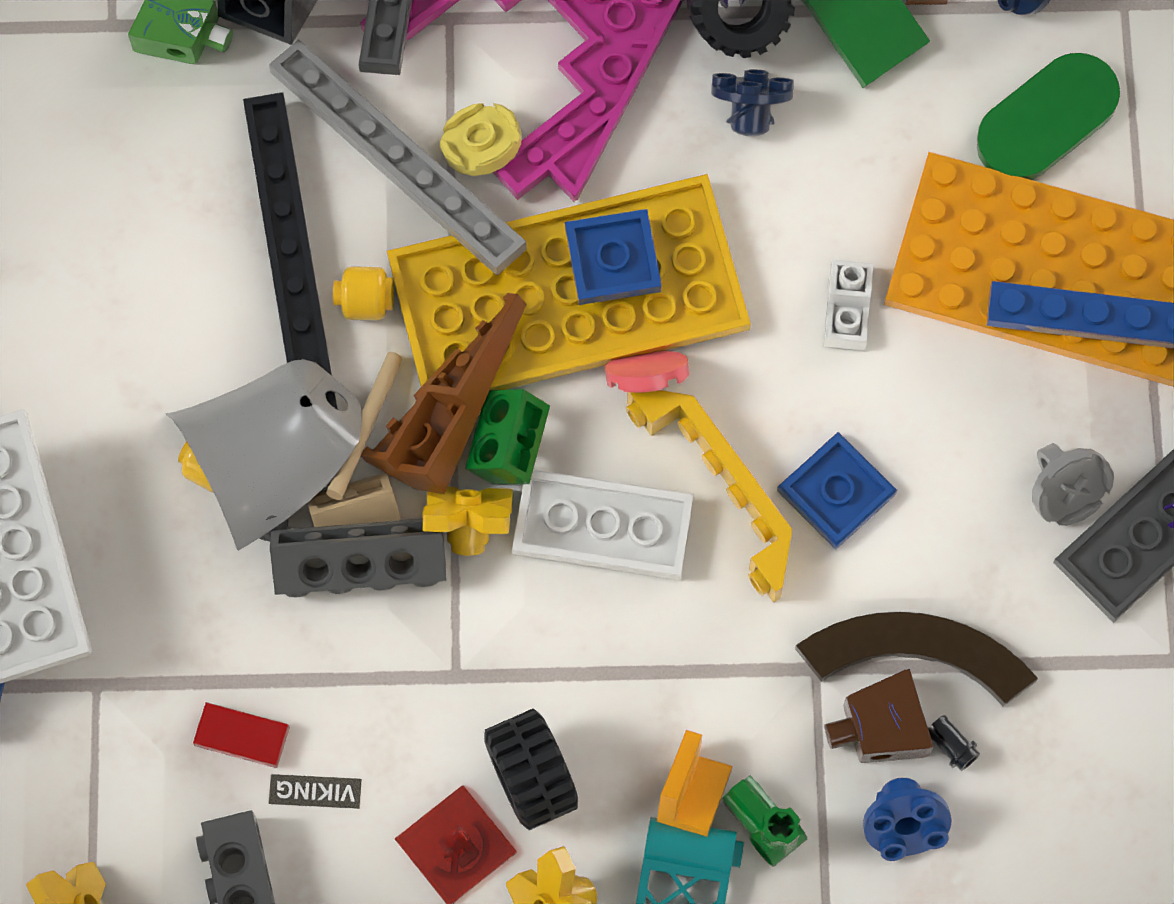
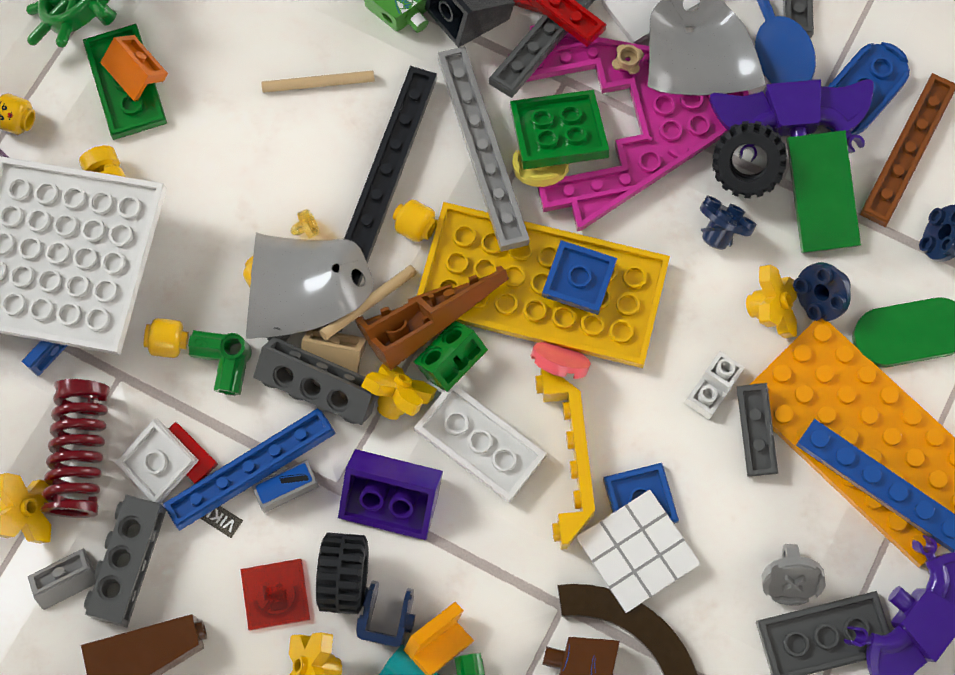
camera: 30 degrees right, 0 degrees up
(72, 722) = (82, 389): none -> dark red piece
(131, 180) = (318, 81): none -> tan bar
(131, 605) = (165, 338): none -> yellow head
(211, 763) = (156, 461): none -> white tile
(227, 368) = (305, 224): none -> clear yellow tile
(237, 598) = (230, 367): none -> green piece
(333, 711) = (248, 469): none -> blue tile
(391, 707) = (285, 486): none -> slope
(481, 85) = (559, 129): none -> green plate
(530, 646) = (389, 494): none -> dark purple slope
(641, 789) = (406, 621): none -> dark blue piece
(866, 164) = (774, 302): none -> yellow plant
(869, 552) = (638, 551): none -> white piece
(917, 121) = (823, 291): none -> dark blue plate
(930, 331) = (757, 430): none -> dark grey tile

